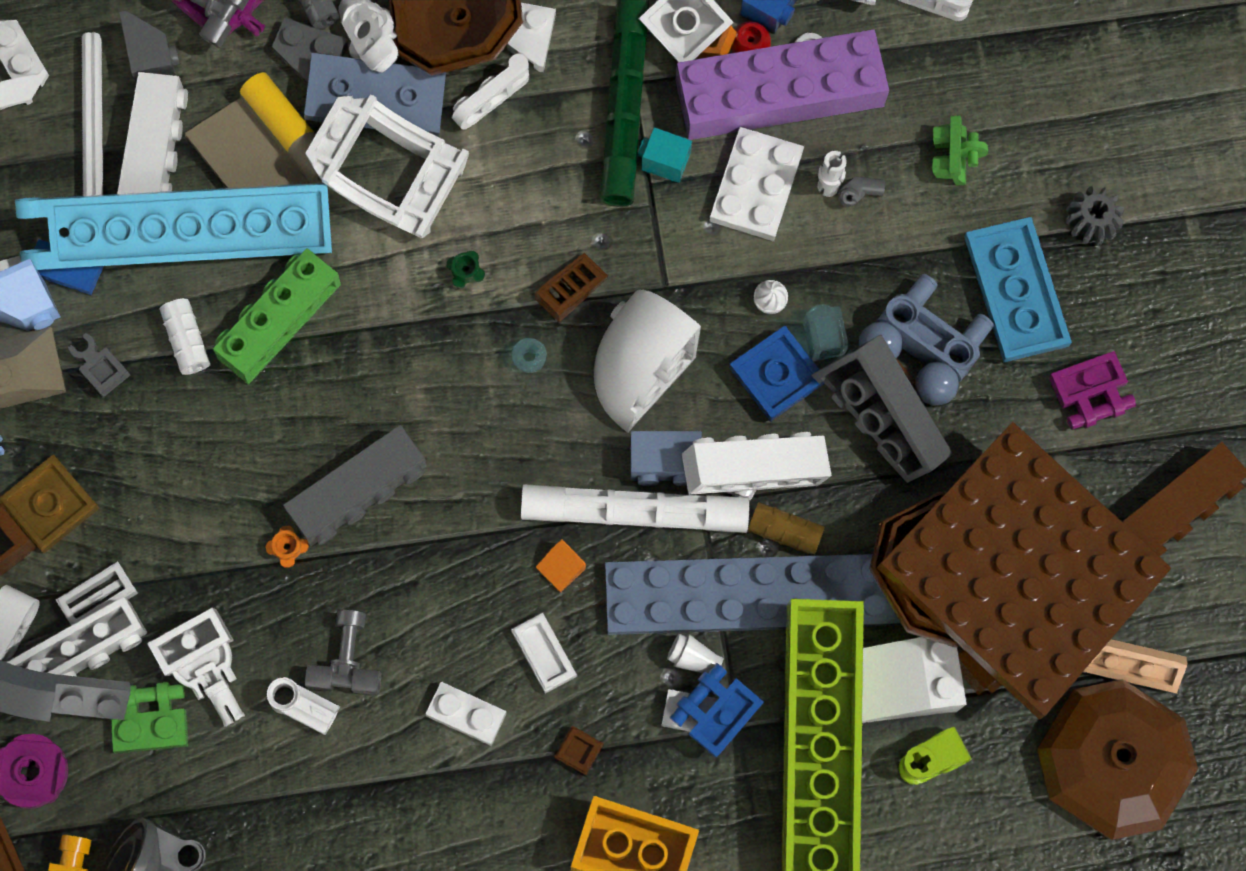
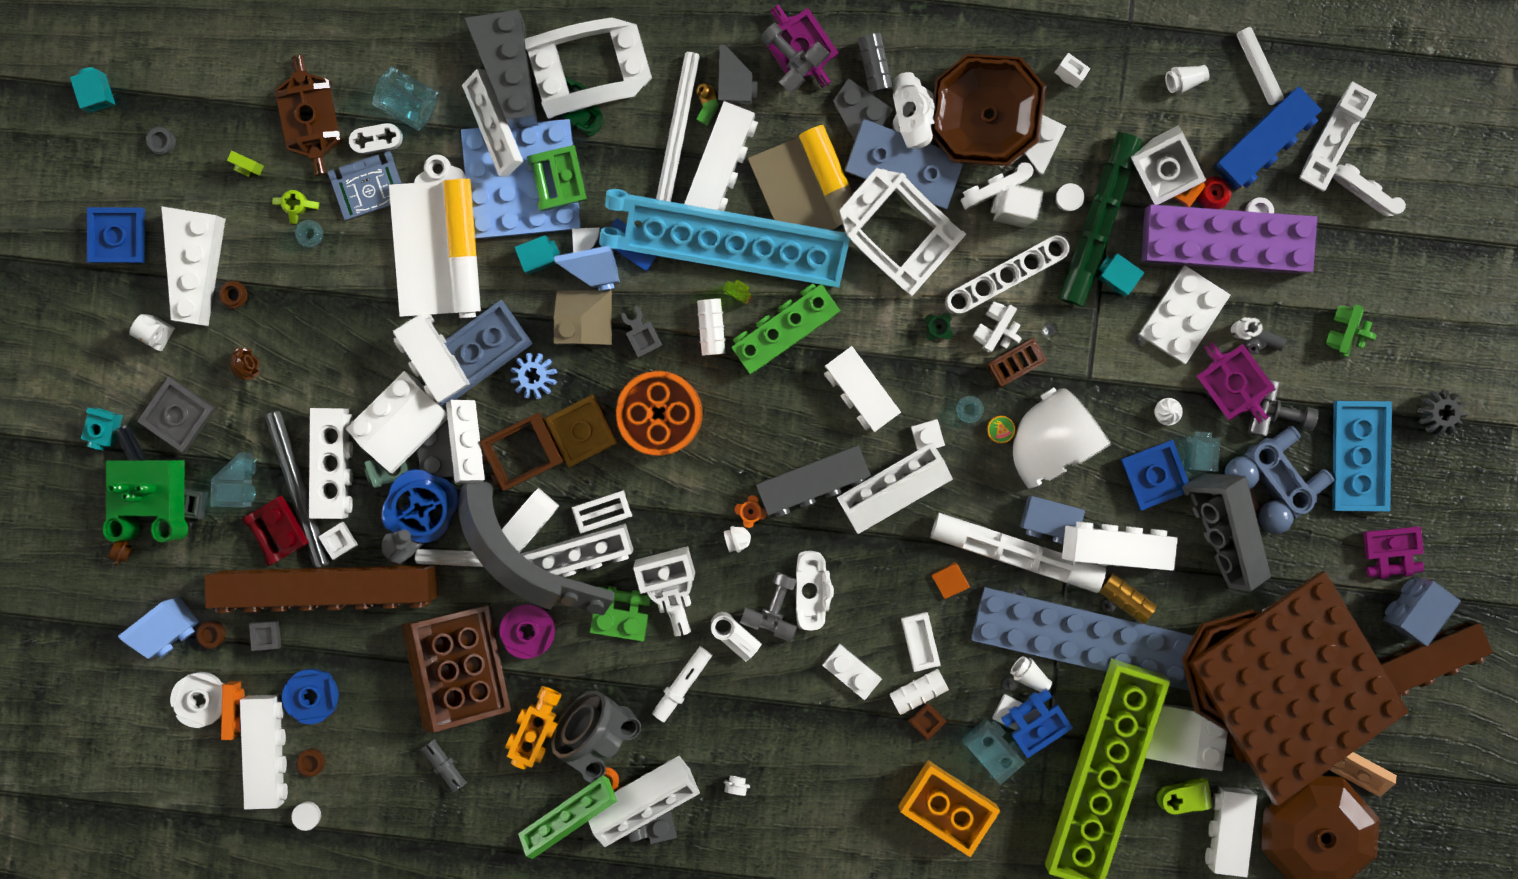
camera: 20 degrees right, 15 degrees up
(124, 85) = (709, 103): none -> arm
(145, 473) = (636, 413): none -> orange brick
(207, 286) = (738, 291): none -> clear neon green plate
(248, 787) = (681, 684): none -> white pin
(277, 583) = (737, 538): none -> white plate
(382, 598) = (812, 611): none -> white piece
(389, 363) = (861, 390): none -> white brick
(459, 467) = (895, 488): none -> white brick
(486, 400) = (927, 433): none -> white plate
(515, 99) = (1016, 206): none -> white brick
(526, 203) = (1019, 271): none -> white beam
(530, 264) = (990, 337): none -> white hips
(557, 713) = (919, 691): none -> white axle
(574, 369) = (1000, 429): none -> tile
(582, 86) = (1069, 197): none -> white tile
(673, 762) = (993, 750): none -> clear light blue brick
(840, 240) = (1236, 382): none -> magenta plate
(891, 263) = (1273, 409): none -> flat silver bar
(1004, 785) = (1231, 831): none -> white brick
(1145, 445) = (1420, 610): none -> sand blue brick

